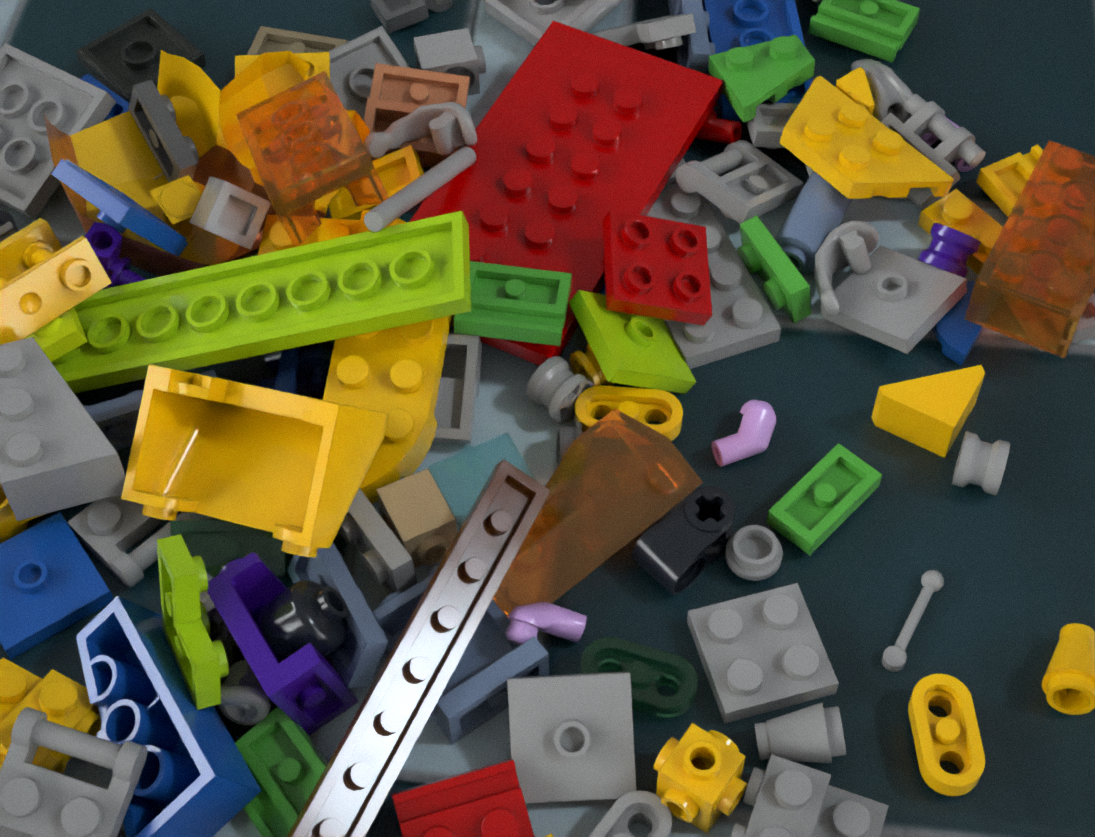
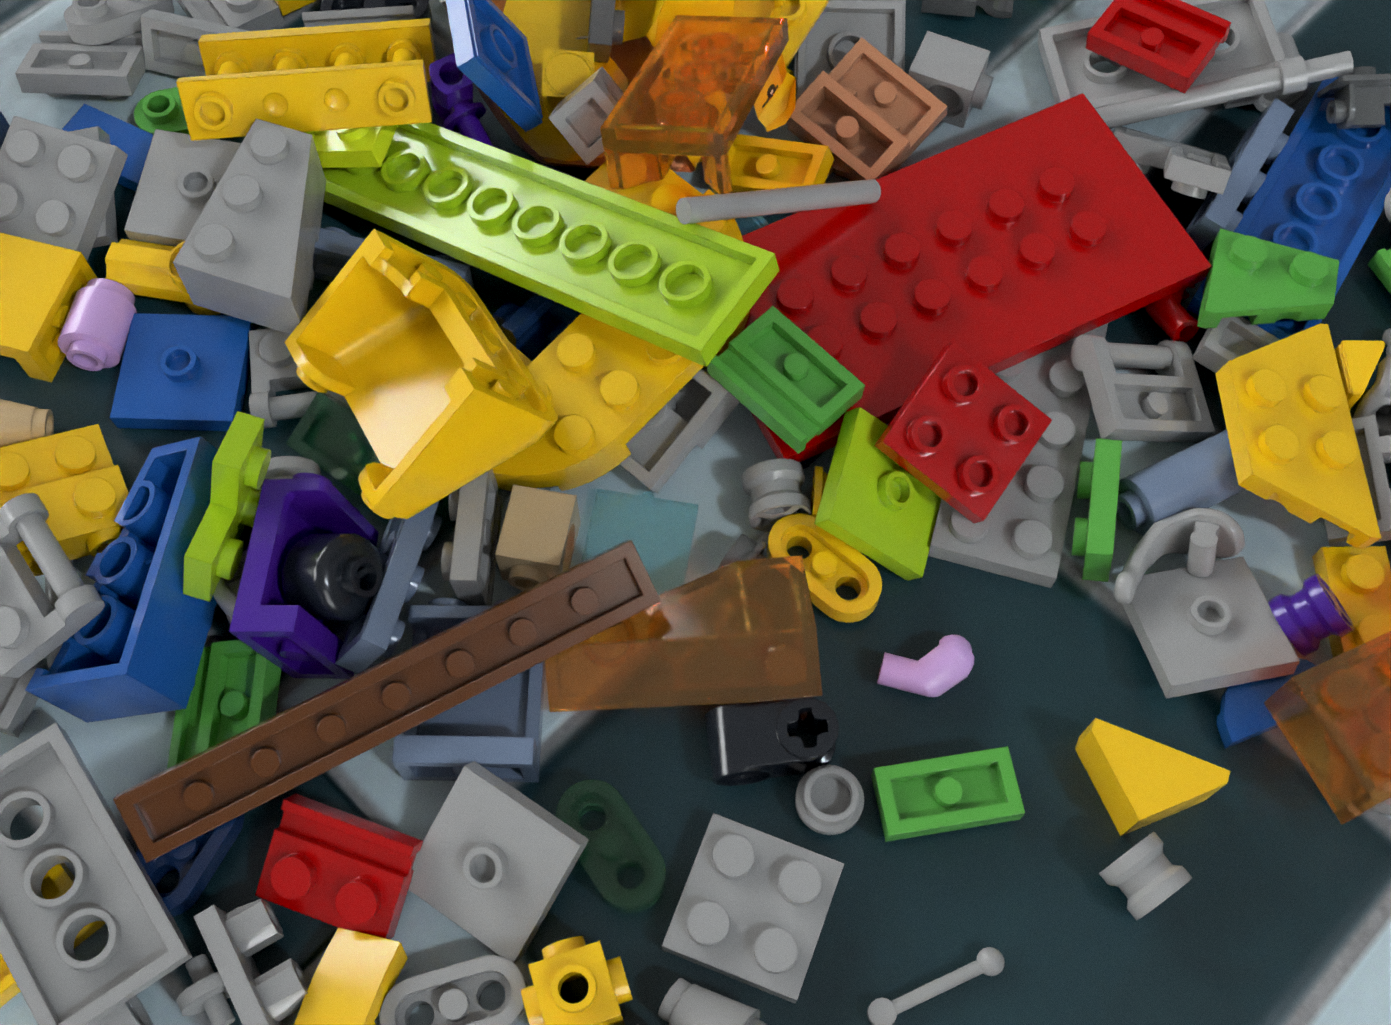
camera: 35 degrees right, 10 degrees up
(446, 122) = (869, 139): light grey piece -> none
(547, 618) = (568, 718): lavender arm -> none

